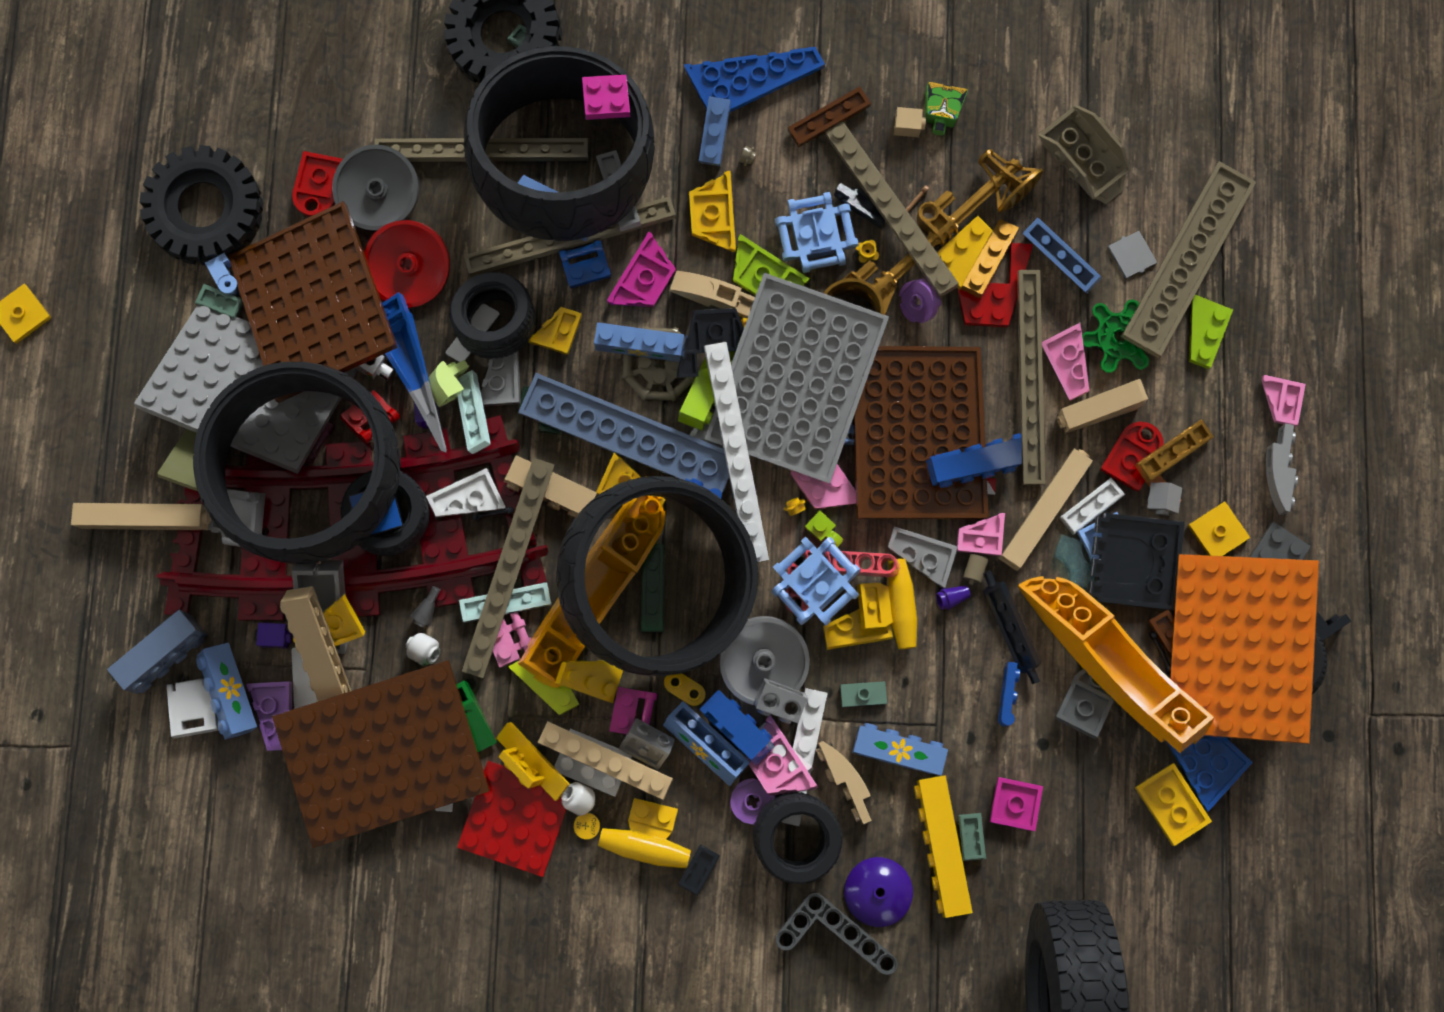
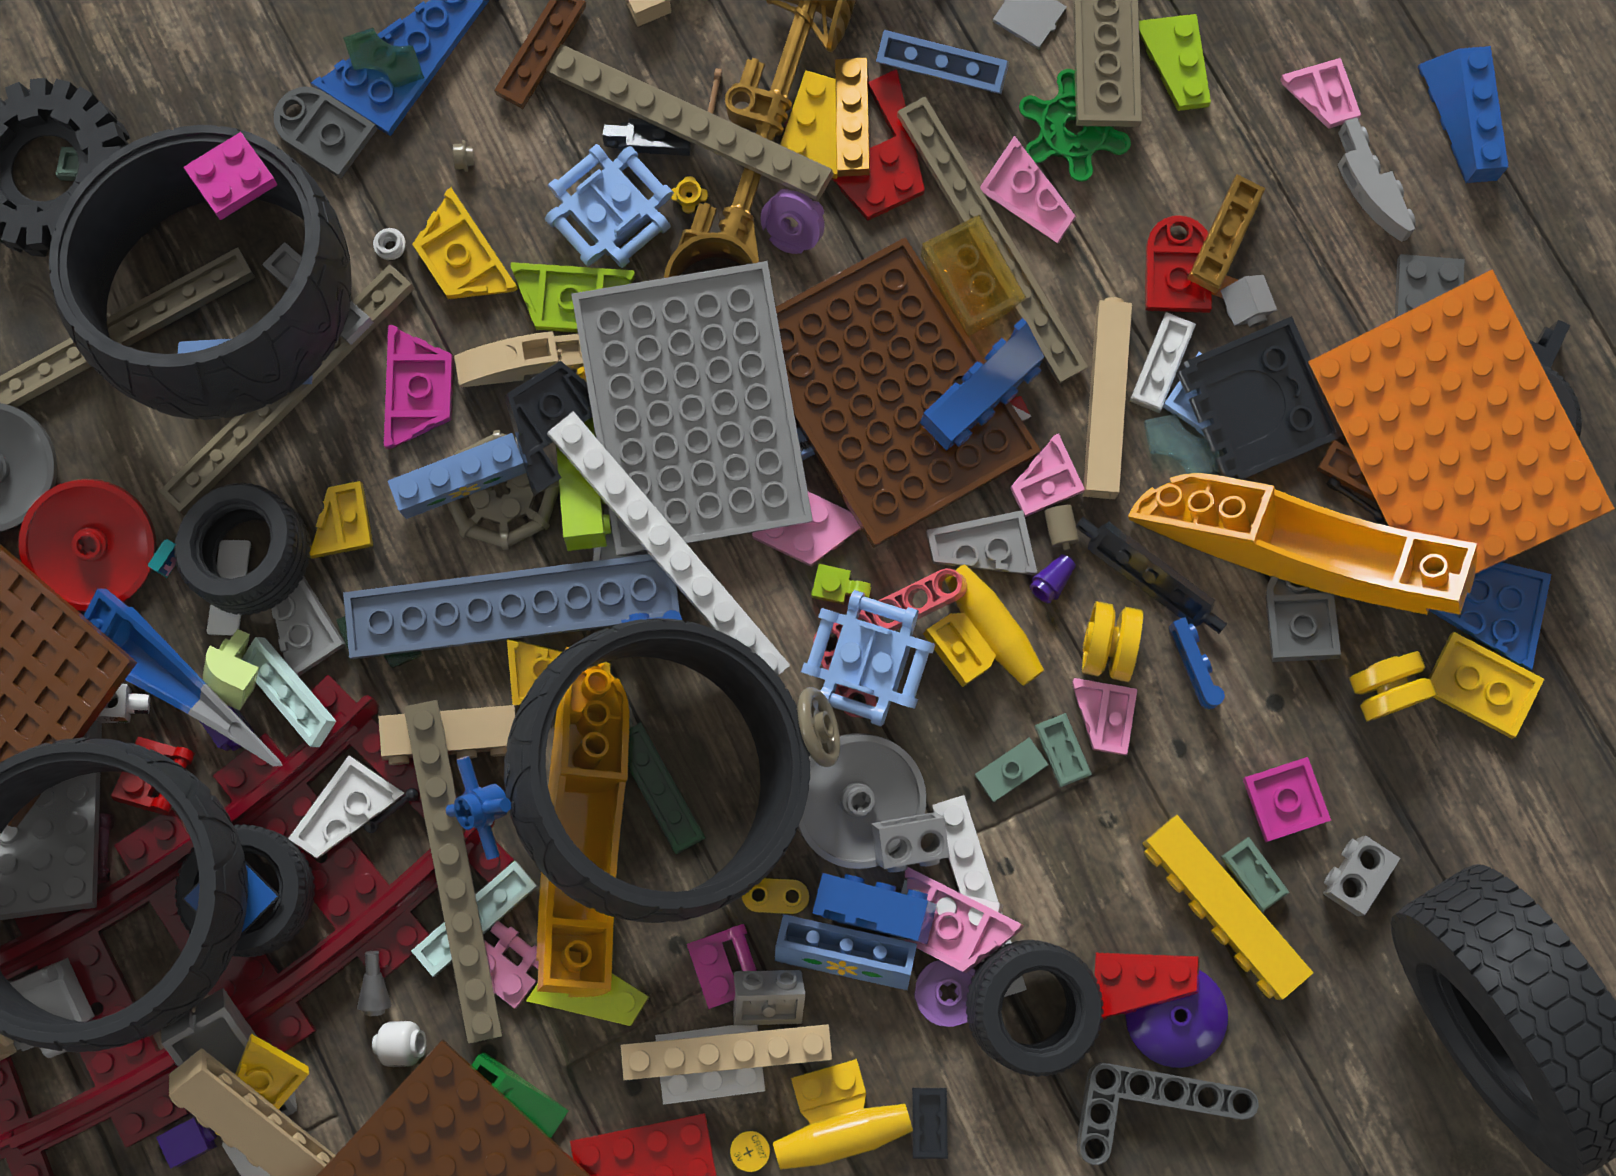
camera: 25 degrees left, 0 degrees up
(445, 296) = (164, 559): none -> teal tile
(528, 763) = (626, 1113): yellow bracket -> none
(543, 539) = (479, 807): none -> blue bar
(578, 798) = (718, 1122): white head -> none
(587, 270) = (335, 422): blue plate -> none
(591, 678) = (644, 954): yellow wing -> none
(673, 179) = (385, 236): none -> white plate
(675, 97) = (323, 130): none -> dark grey plate
(714, 131) = (401, 146): medium blue brick -> none
(740, 81) = (395, 62): none -> clear green tile
(764, 604) = (818, 727): none -> dark tan plate
(795, 506) = (783, 576): yellow plate -> none
(841, 771) = (1042, 886): tan slope -> none
(849, 632) = (946, 699): yellow wing -> none
(869, 859) = (1144, 980): none -> red wing
(900, 700) = (1062, 750): none -> sand green plate
(900, 750) = (1099, 816): medium blue brick -> none
(938, 693) = (1106, 714): none -> bright pink wing
(963, 651) = (1117, 642): none -> yellow wheel
(1007, 391) = (972, 274): none -> clear yellow slope
(1036, 878) = (1367, 881): none -> light grey brick
(1102, 406) = (1104, 227): tan slope -> none
(1118, 769) = (1392, 684): none -> yellow wheel
(1218, 531) = (1339, 304): yellow plate -> none
(1366, 458) = (1469, 109): none -> blue wedge

